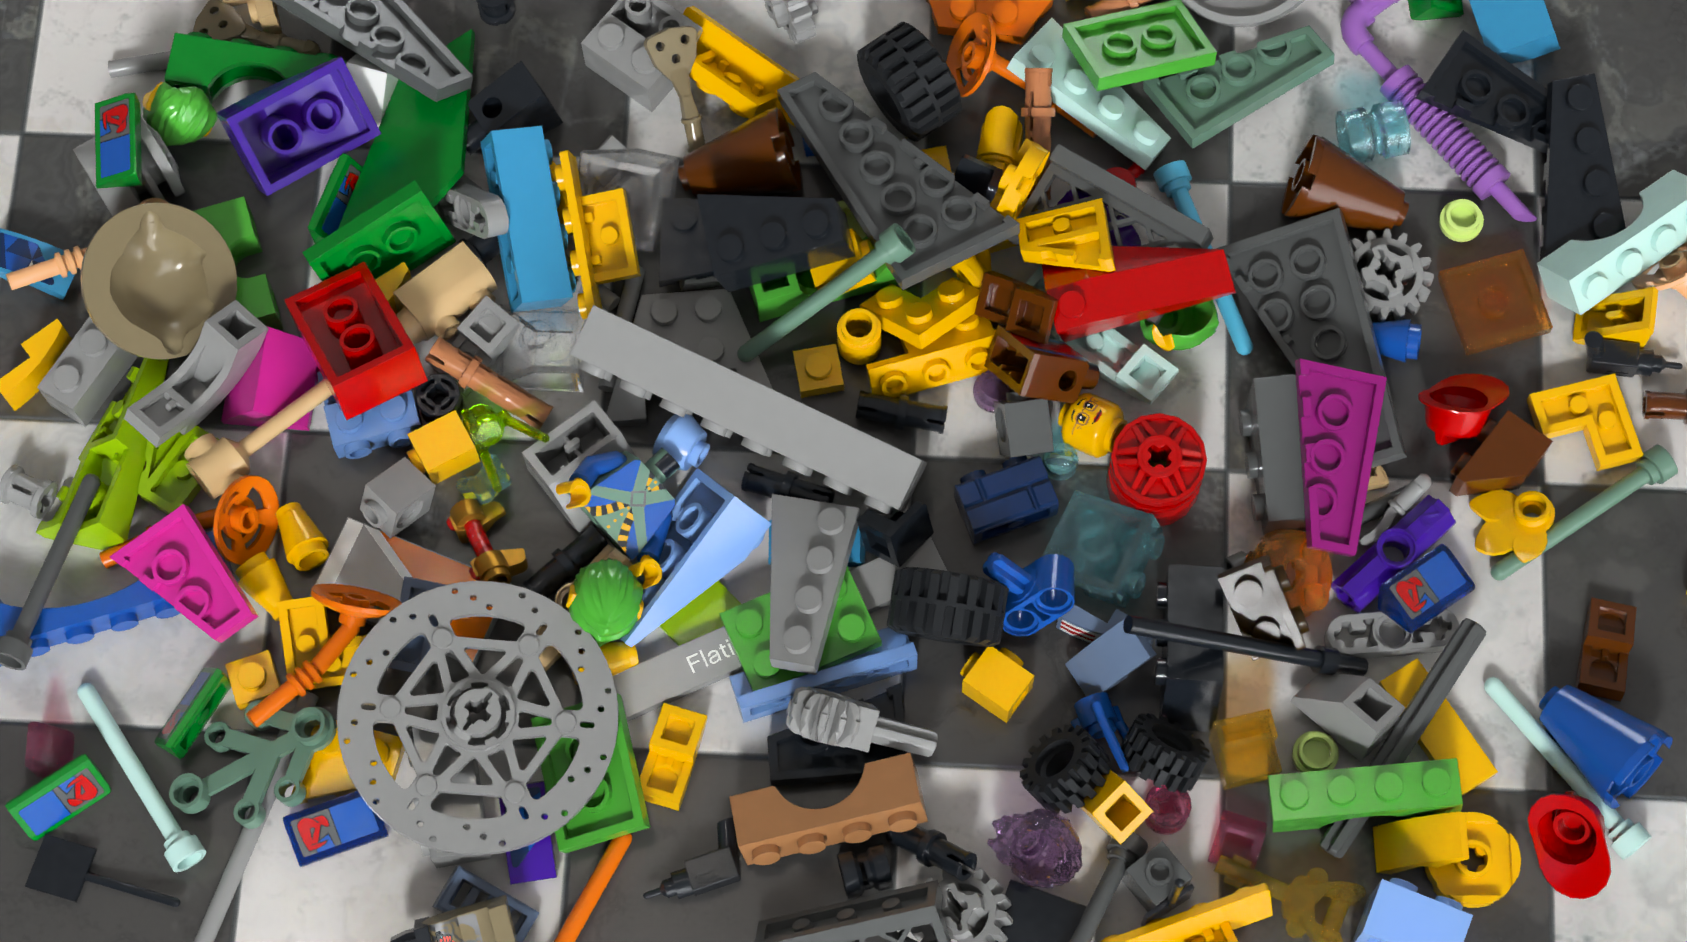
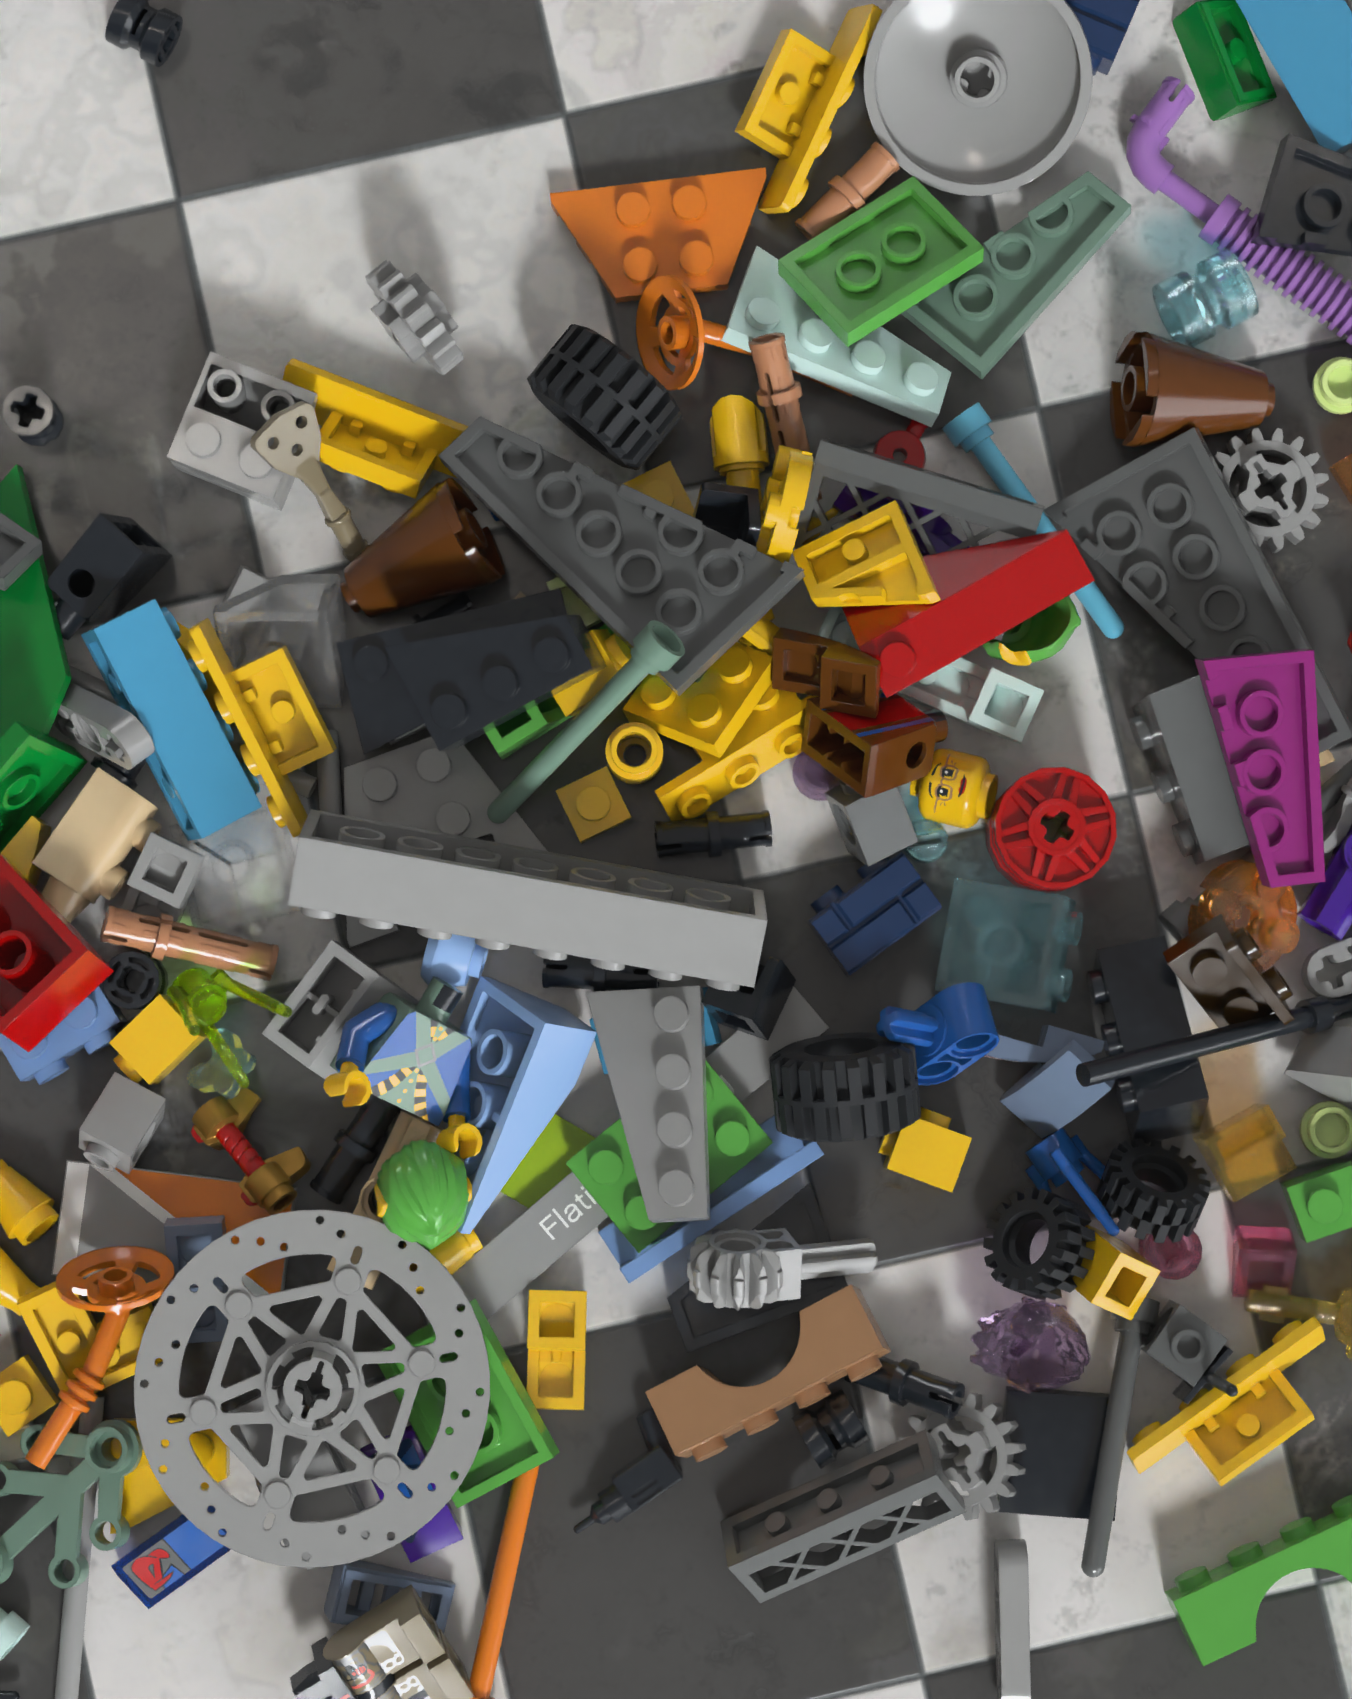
camera: 20 degrees left, 15 degrees up
(1398, 339) = (1302, 569): blue cone -> none

